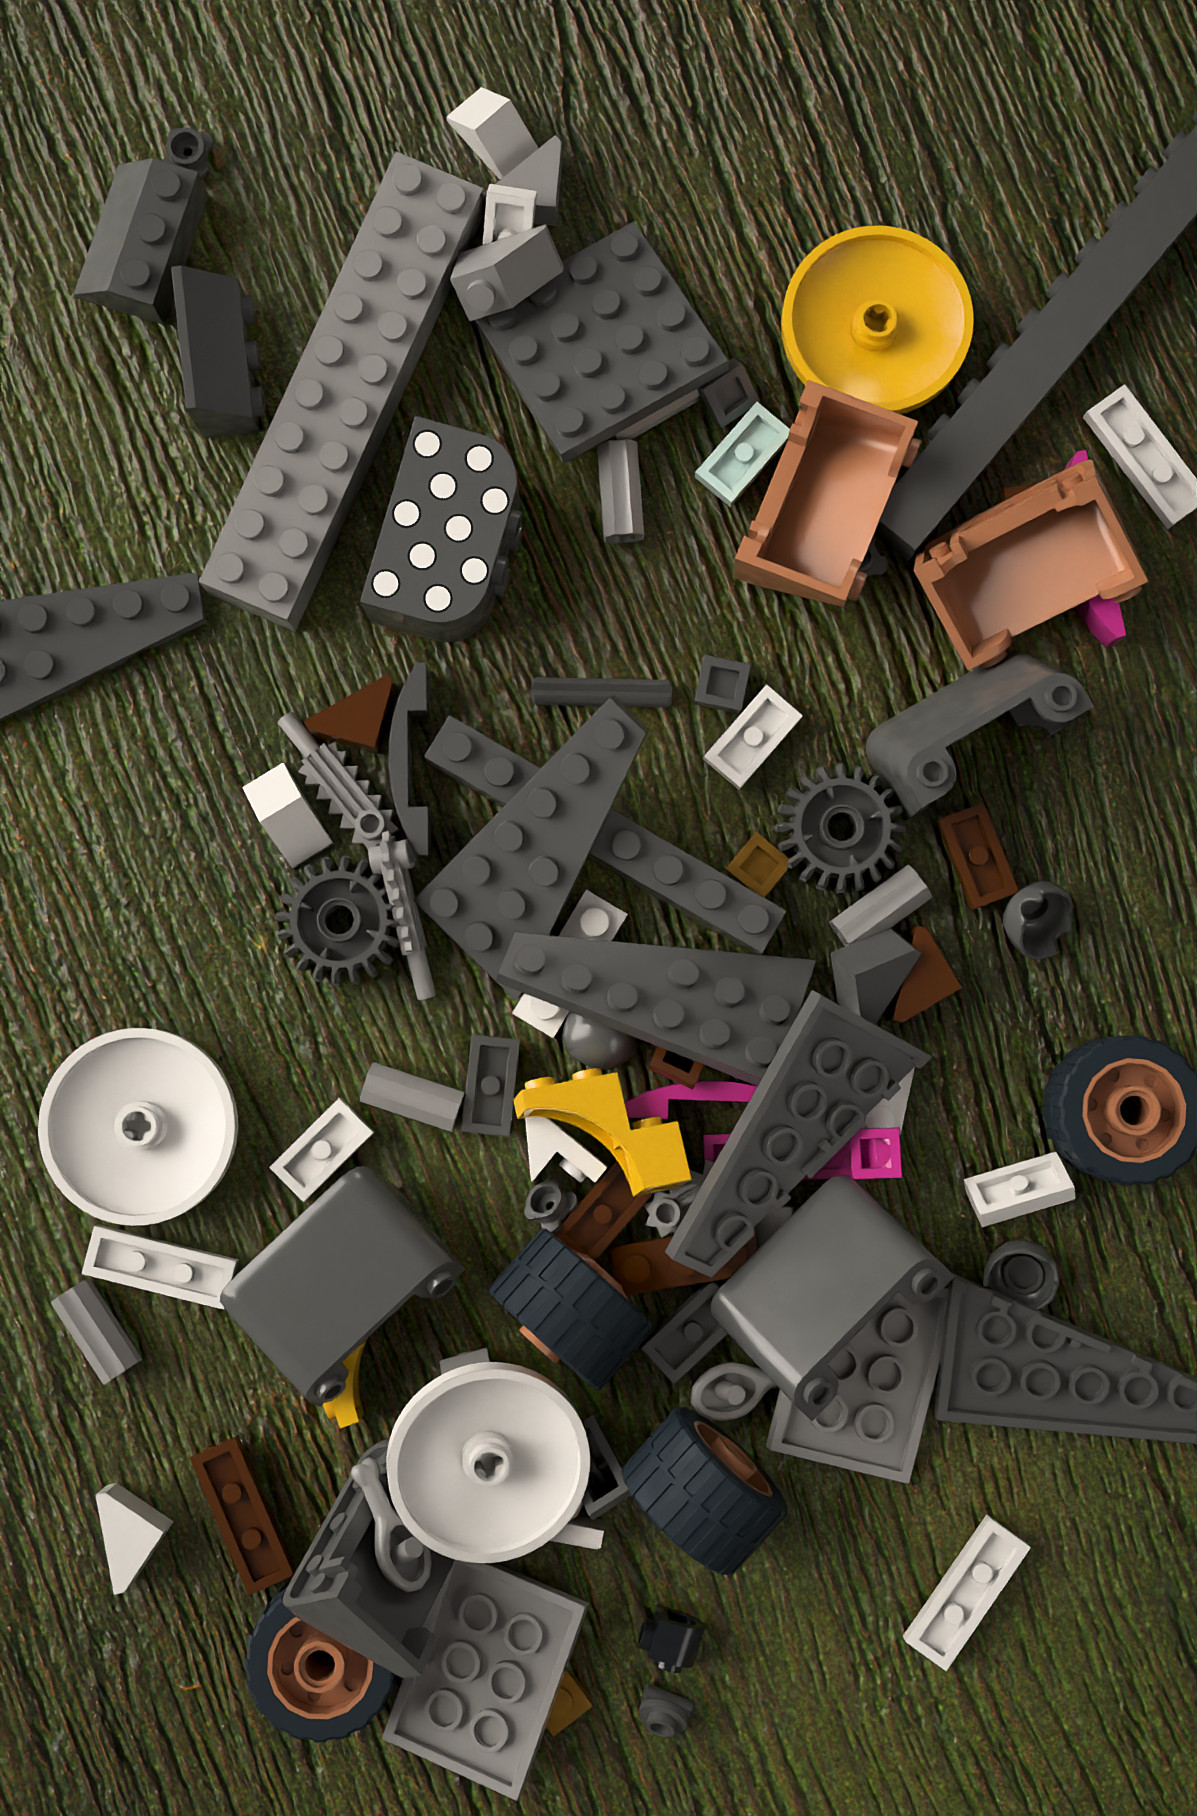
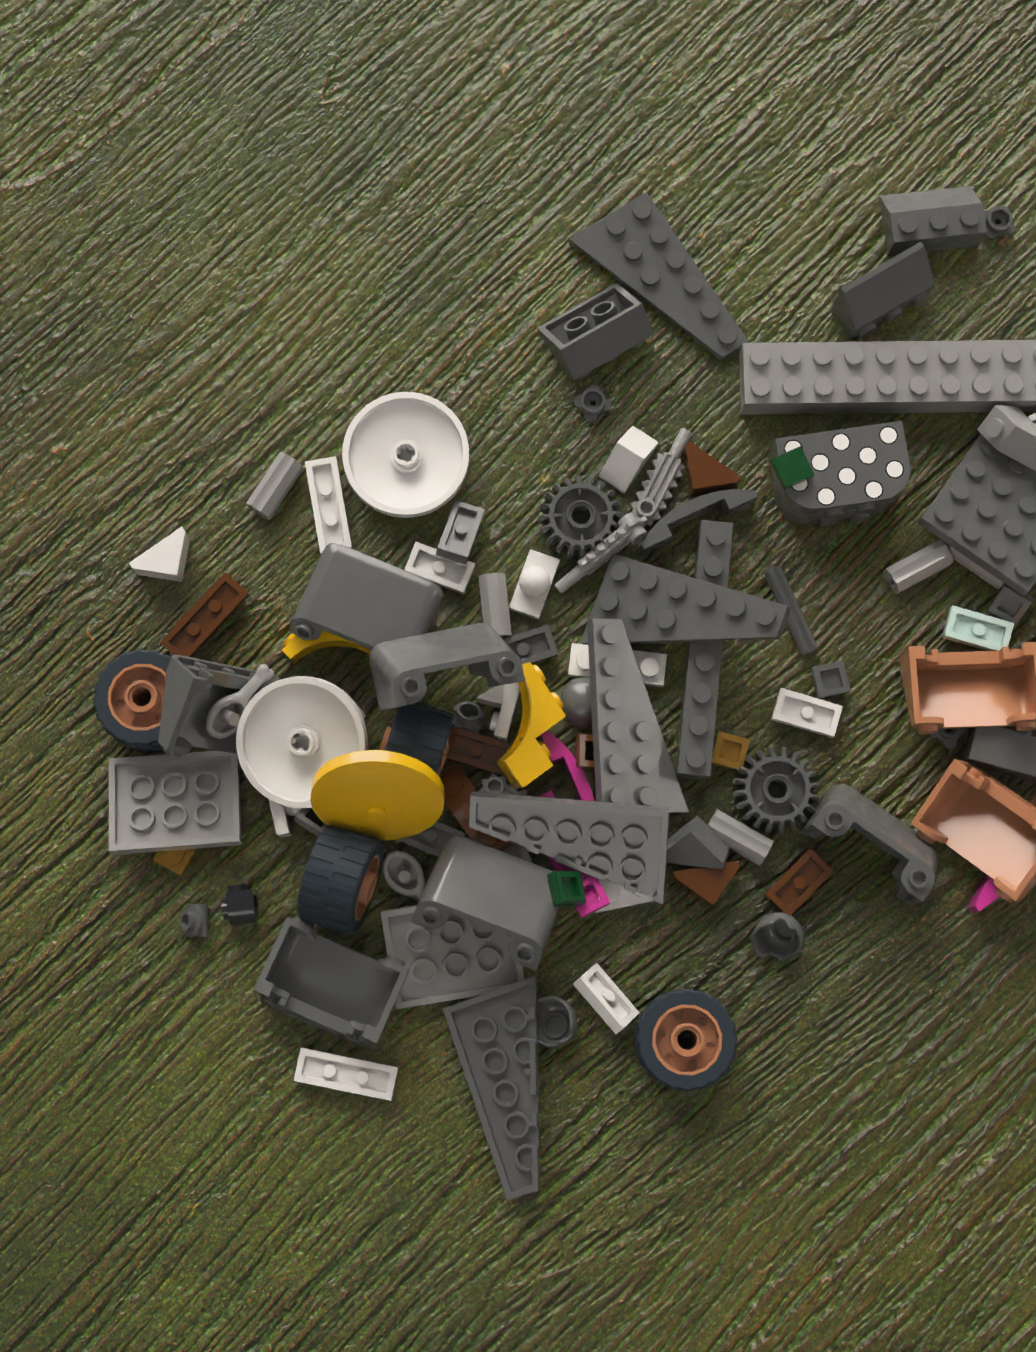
camera: 65 degrees right, 5 degrees down
(83, 775) = (596, 331): none -> dark grey slope
(173, 821) = (594, 394): none -> dark grey plate
(285, 1098) = (460, 532): none -> plate
(405, 1027) = (534, 584): none -> white tile
(413, 598) = (792, 468): none -> dark green tile
(445, 1254) = (401, 663): none -> dark grey windscreen
(615, 1392) = (378, 794): none -> yellow dish
(839, 1564) = (330, 984): none -> dark grey windscreen
(856, 1180) = (566, 888): none -> dark green tile

